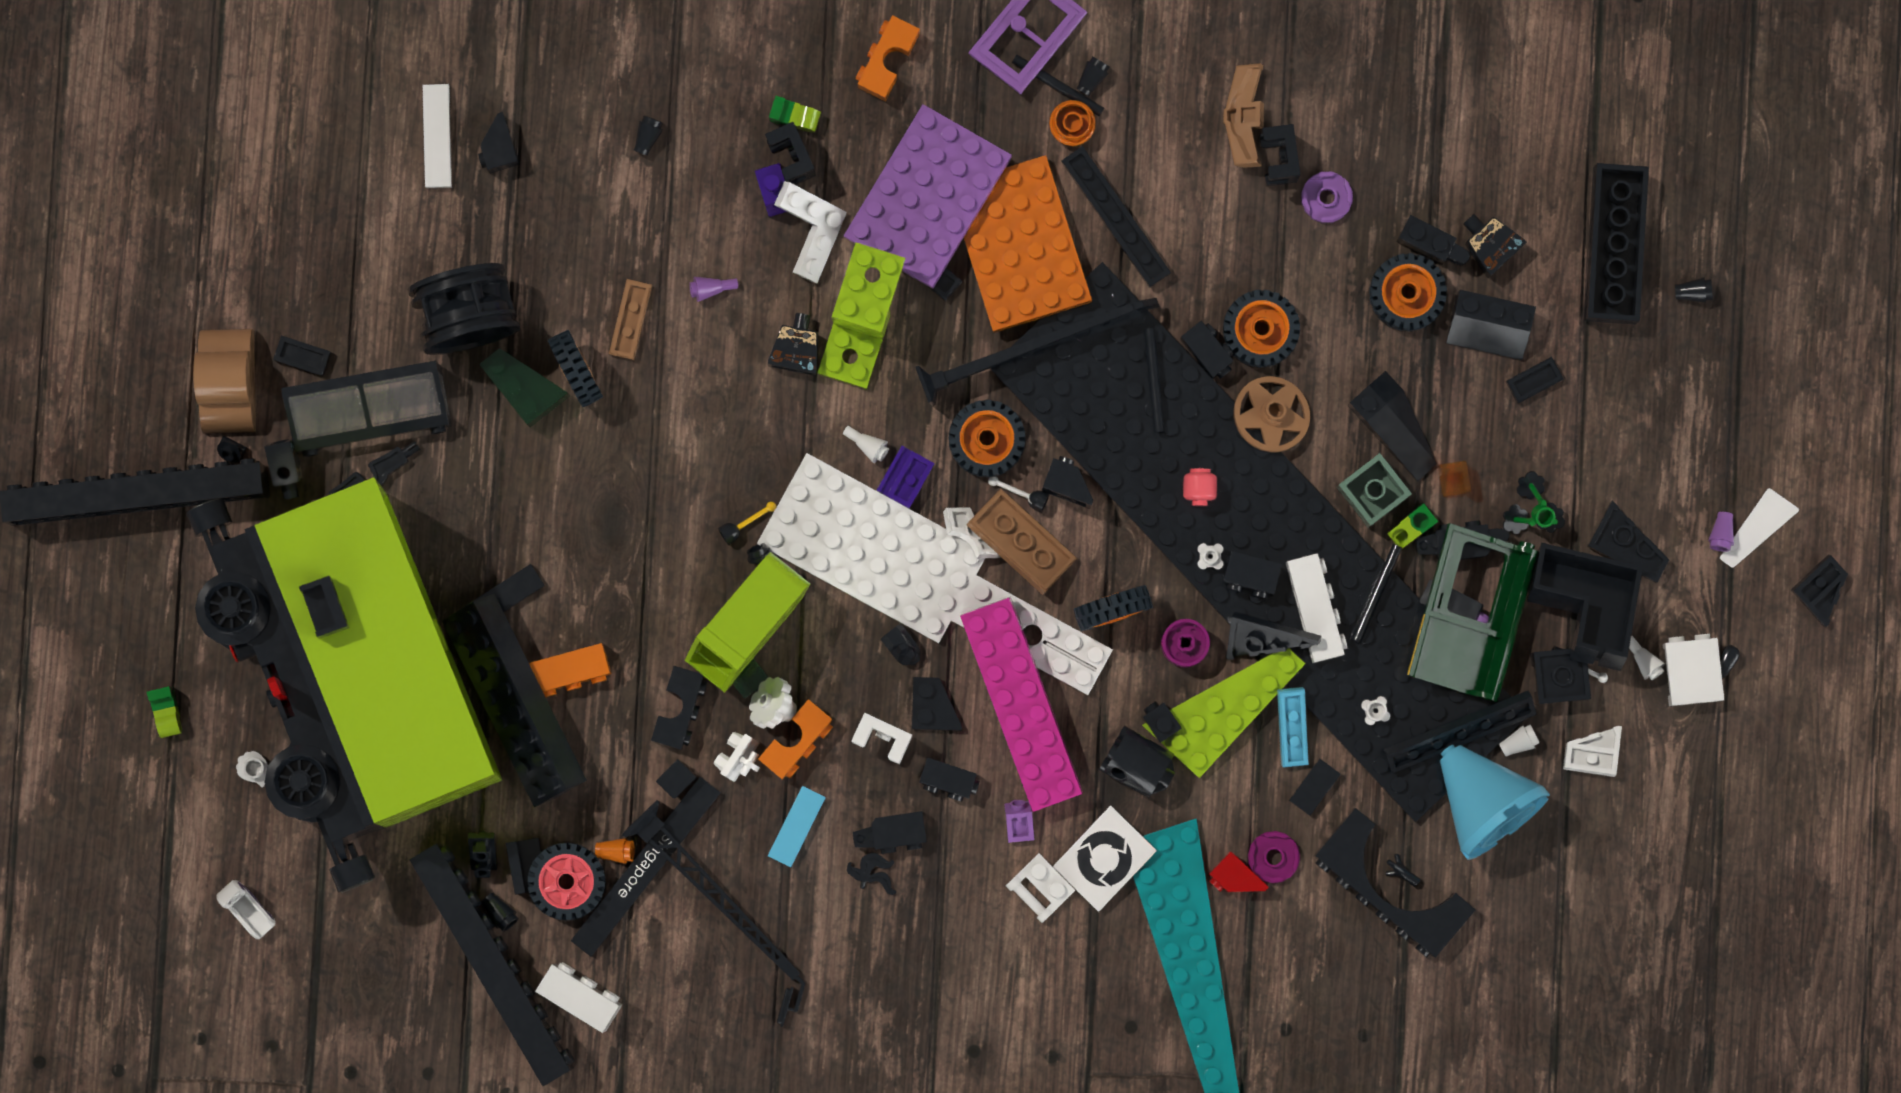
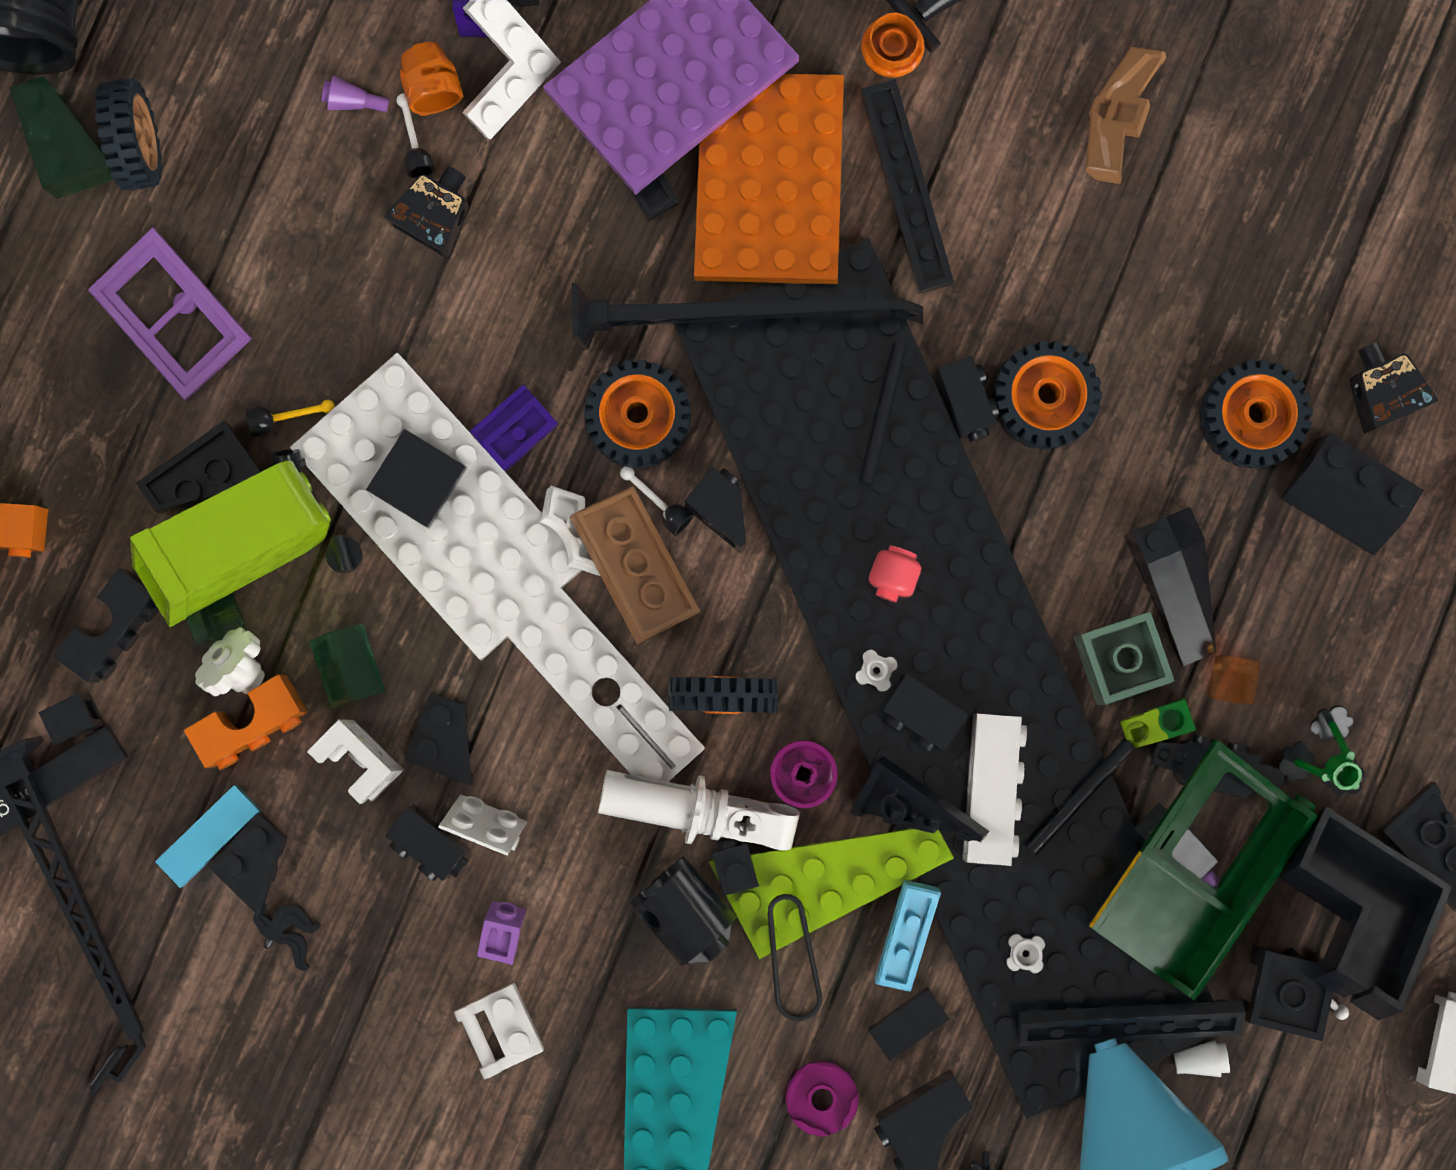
camera: 20 degrees right, 0 degrees up
(630, 319) = (234, 104): medium nougat tile -> none
(646, 469) = (194, 294): none -> medium lavender door
(703, 580) = (199, 470): none -> black wing
(741, 759) = (166, 721): white hips -> none
(761, 256) = (429, 79): none -> orange helmet
(773, 315) = (417, 160): none -> black hinge
(819, 604) = (343, 554): none -> black plate
(832, 833) = (252, 862): none -> black wing
(849, 679) = (347, 665): none -> clear green panel
(853, 534) = (416, 478): none -> black tile
(861, 315) = (528, 192): lime bracket -> none
(873, 447) = (485, 375): white cone -> none
(893, 831) = (330, 889): black hinge -> none
(902, 646) = (430, 646): black rock -> none
(973, 750) = (483, 824): none -> white hinge
(1021, 704) = (557, 780): dark pink brick -> none
(1104, 858) = (596, 1022): white sticker -> none
(1122, 692) = (698, 810): none -> white piece
(1210, 775) = (810, 954): none -> black piece
(1235, 876) = (761, 1109): red slope -> none
(1271, 414) = (1021, 511): medium nougat wheel -> none
(1284, 137) = (1162, 156): black panel -> none
(1326, 212) = (1183, 275): medium lavender tile -> none
(1432, 242) = (1312, 359): black hinge -> none
(1534, 380) = (1382, 587): black tile -> none
(1594, 753) = (1298, 1111): white wing -> none
(1648, 663) = (1412, 1020): white cone -> none

